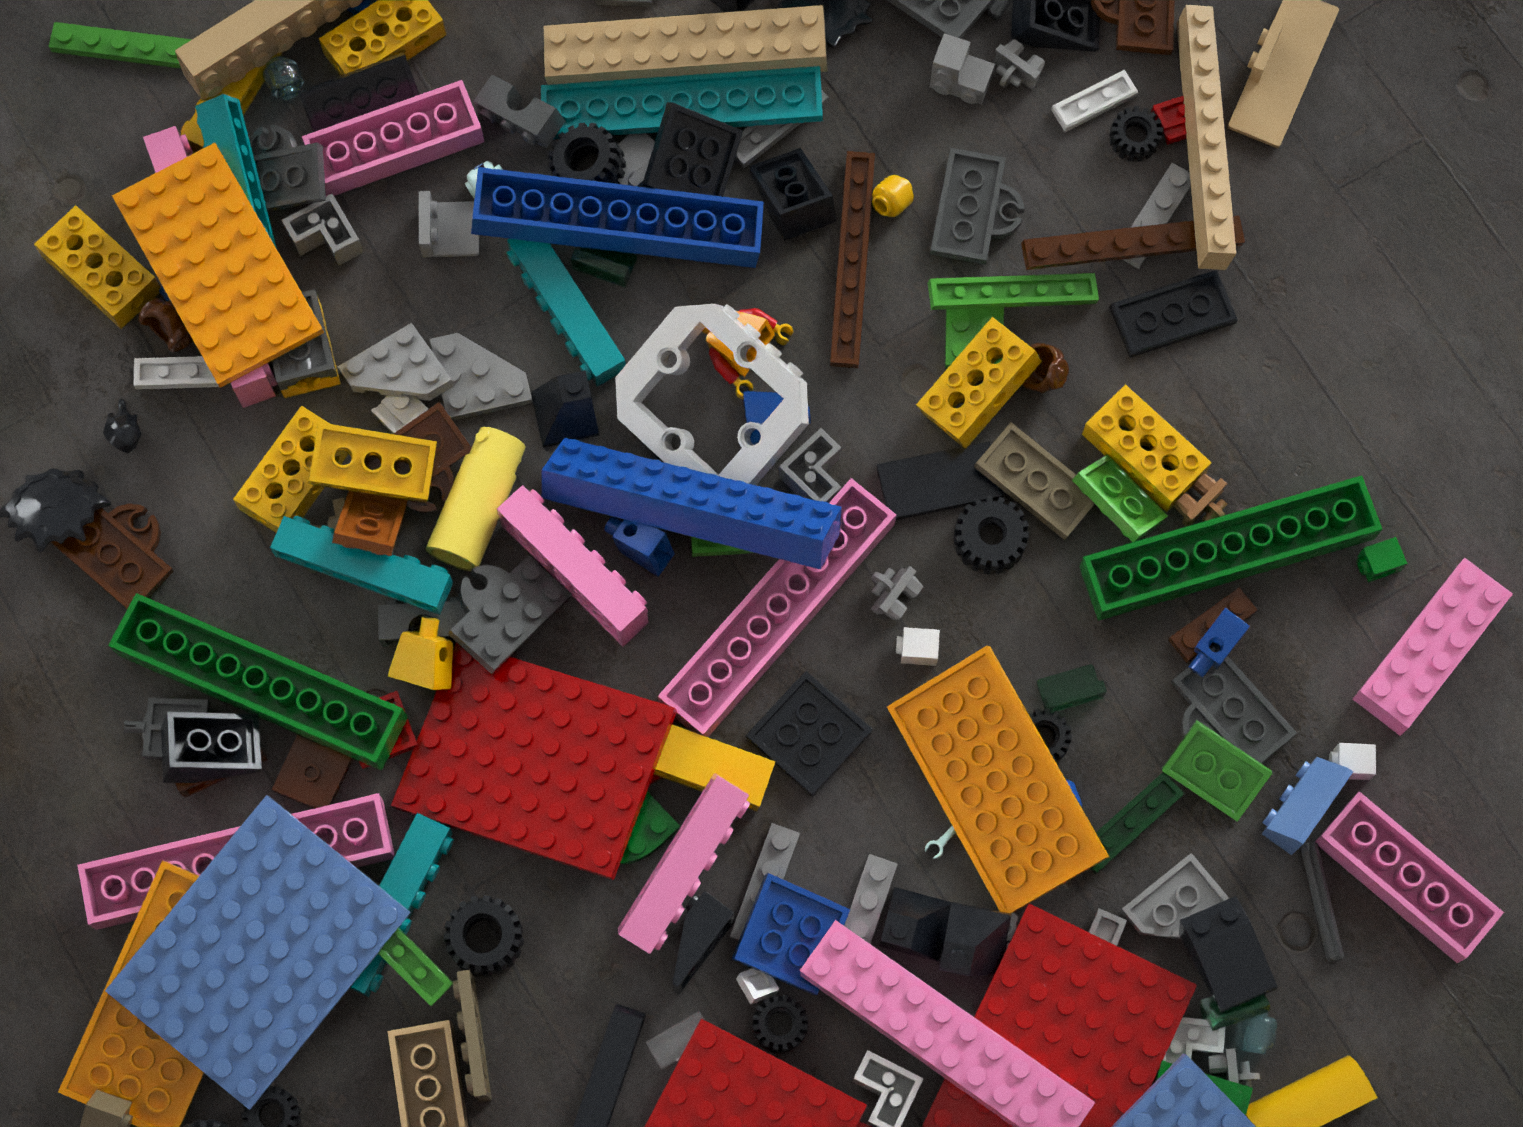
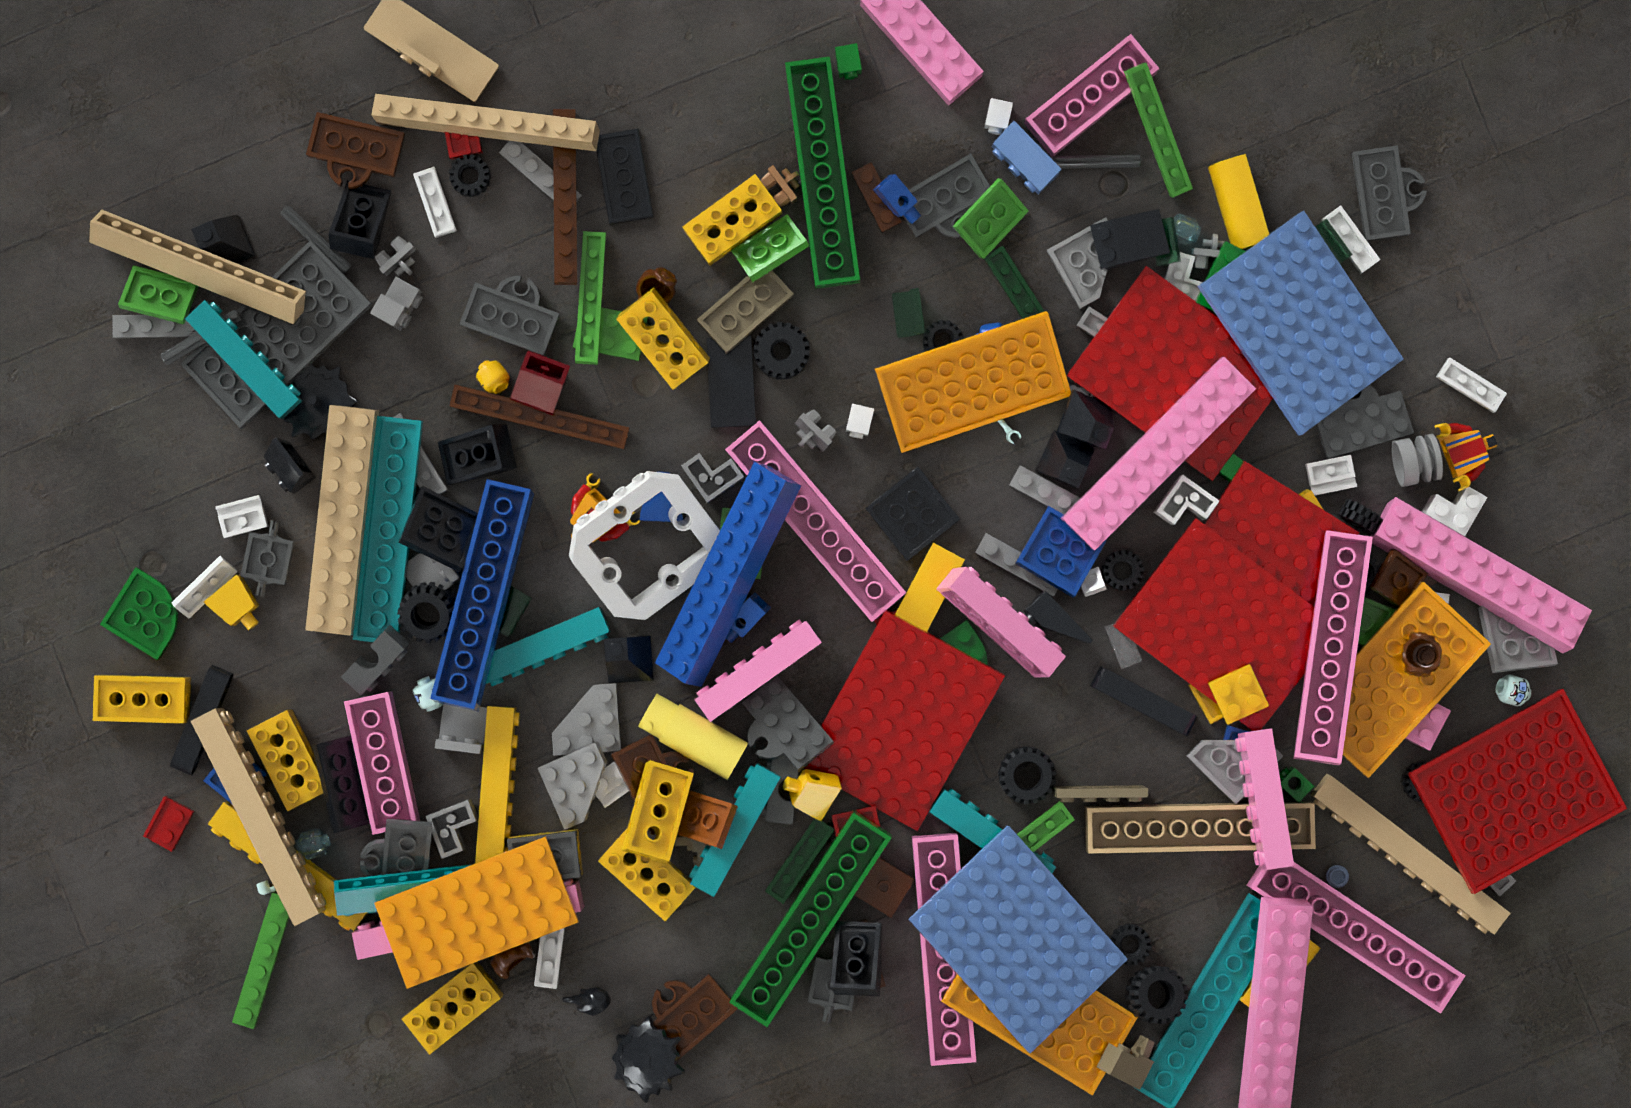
camera: 80 degrees left, 15 degrees up
(333, 660) = (799, 860): none -> dark green plate
(391, 275) = (496, 781): none -> yellow brick
(895, 248) = (540, 382): none -> dark red slope
(1383, 971) = (1158, 129): none -> bright green plate

